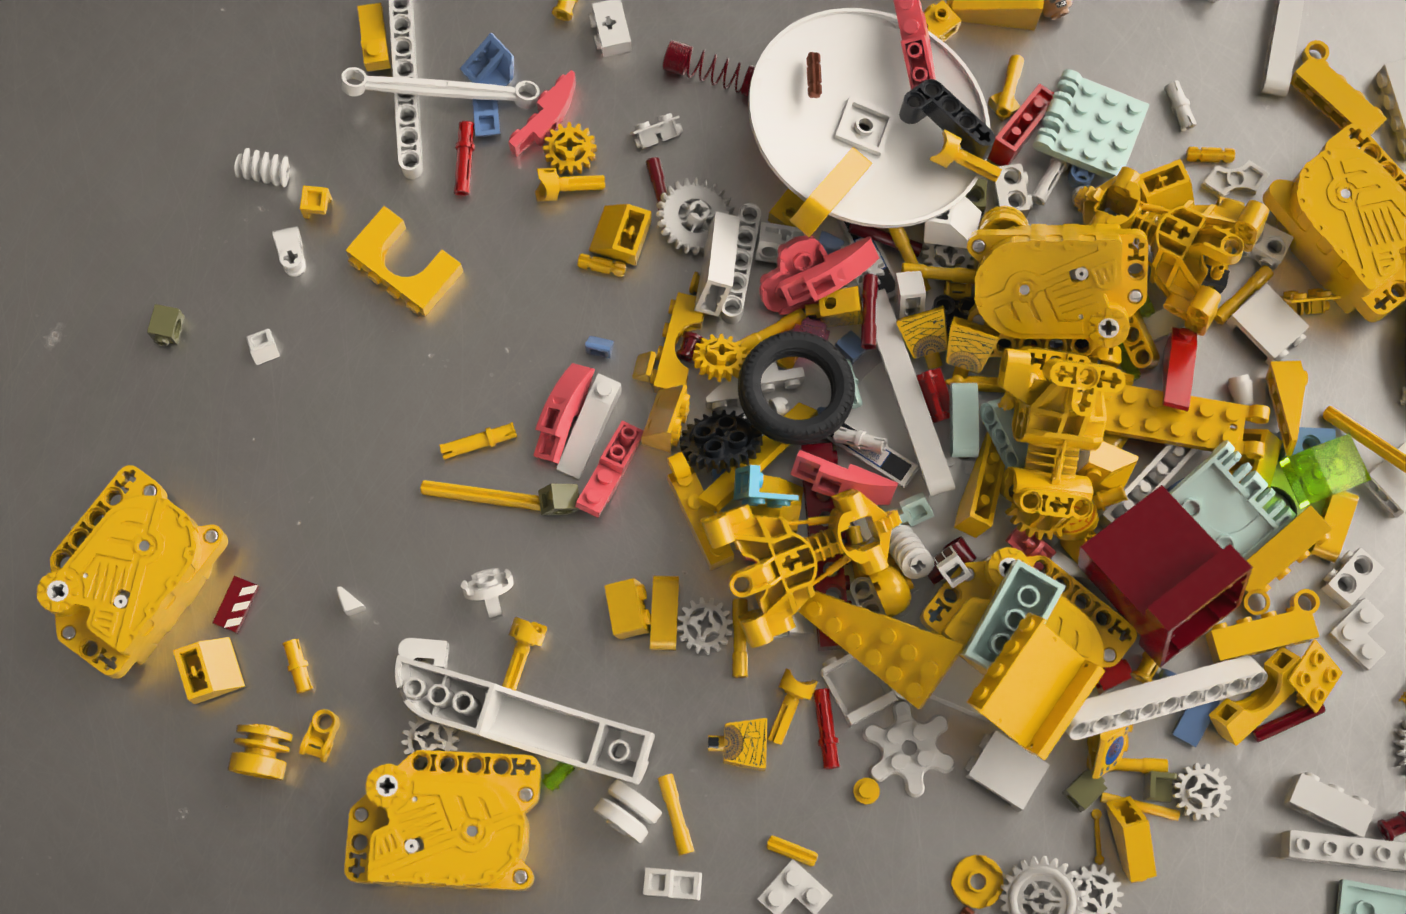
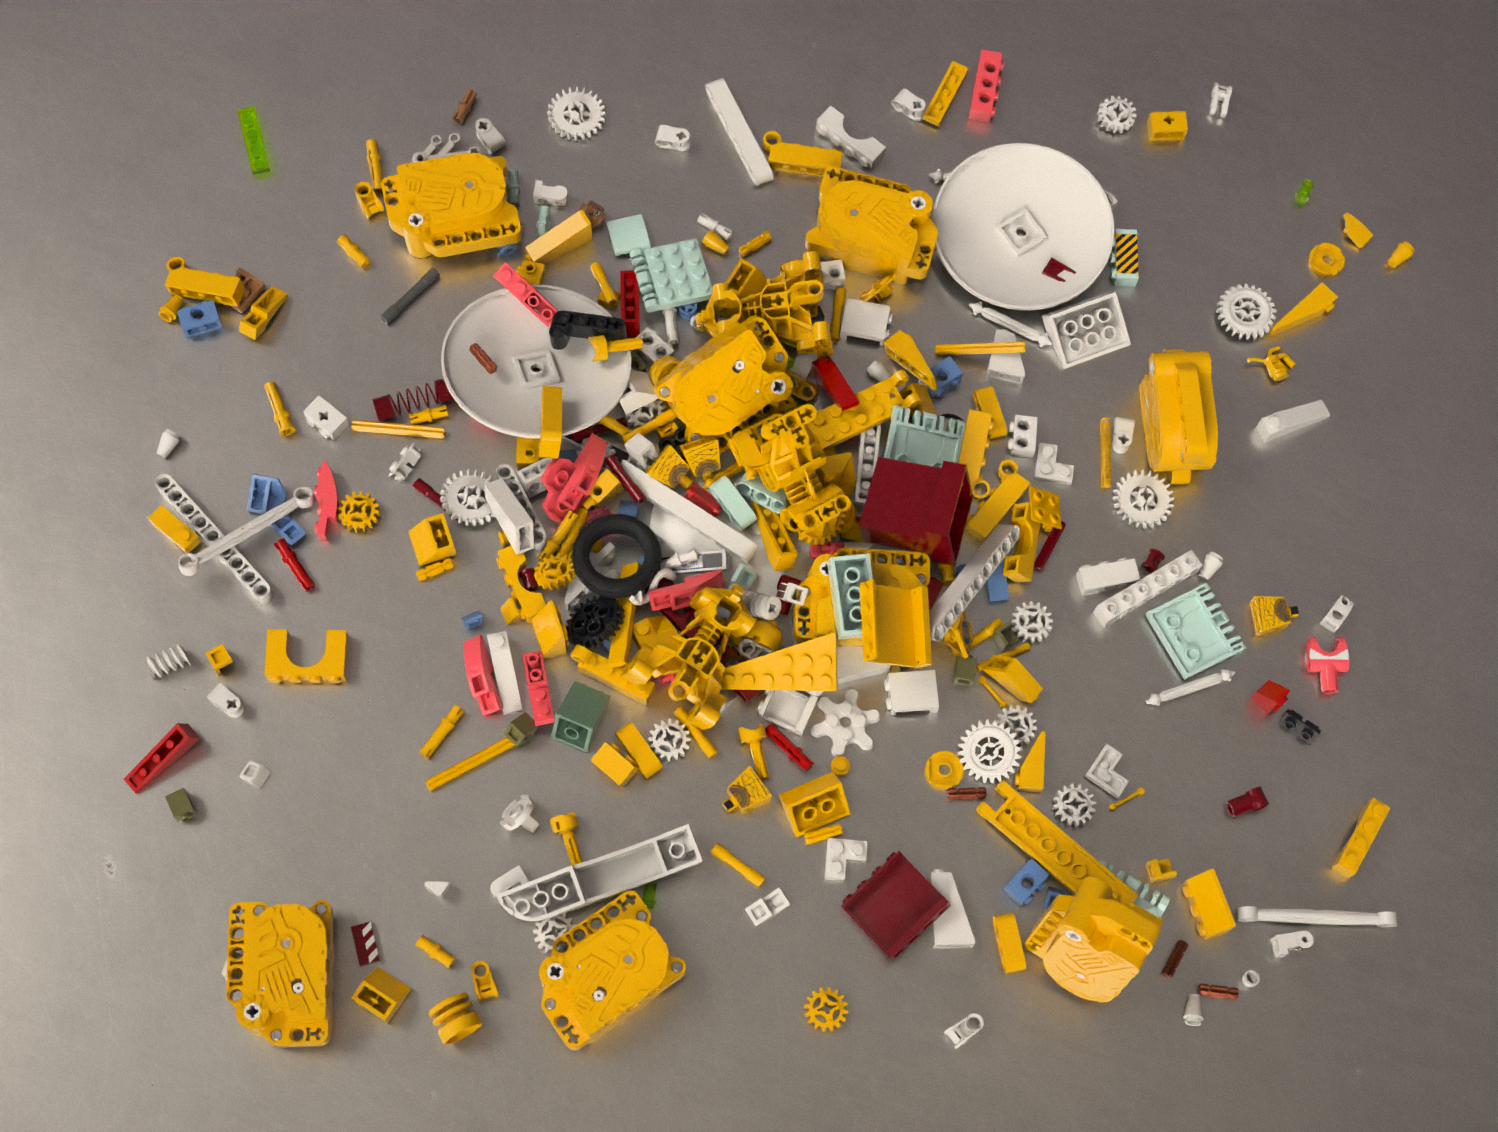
camera: 40 degrees left, 5 degrees down
(190, 260) = (162, 756): none -> red slope
(551, 184) = (364, 541): yellow piece -> none
(625, 814) = (709, 882): white wheel -> none
(631, 530) = (580, 716): none -> sand green slope
(676, 90) = (398, 429): none -> yellow axle
(718, 97) = (428, 415): none -> yellow pin
(747, 485) = (636, 635): medium azure bracket -> none
(755, 322) = (559, 535): none -> yellow pin
(784, 450) = (639, 599): none -> white animal
(807, 812) = (815, 804): none -> yellow slope
(1077, 49) = (628, 234): none -> light aqua slope
(1109, 497) = (852, 487): yellow pin -> none
(1166, 122) = (715, 242): none -> yellow cone
(1245, 178) = (787, 243): white tile -> none
(1325, 470) = (962, 384): clear neon green slope -> none

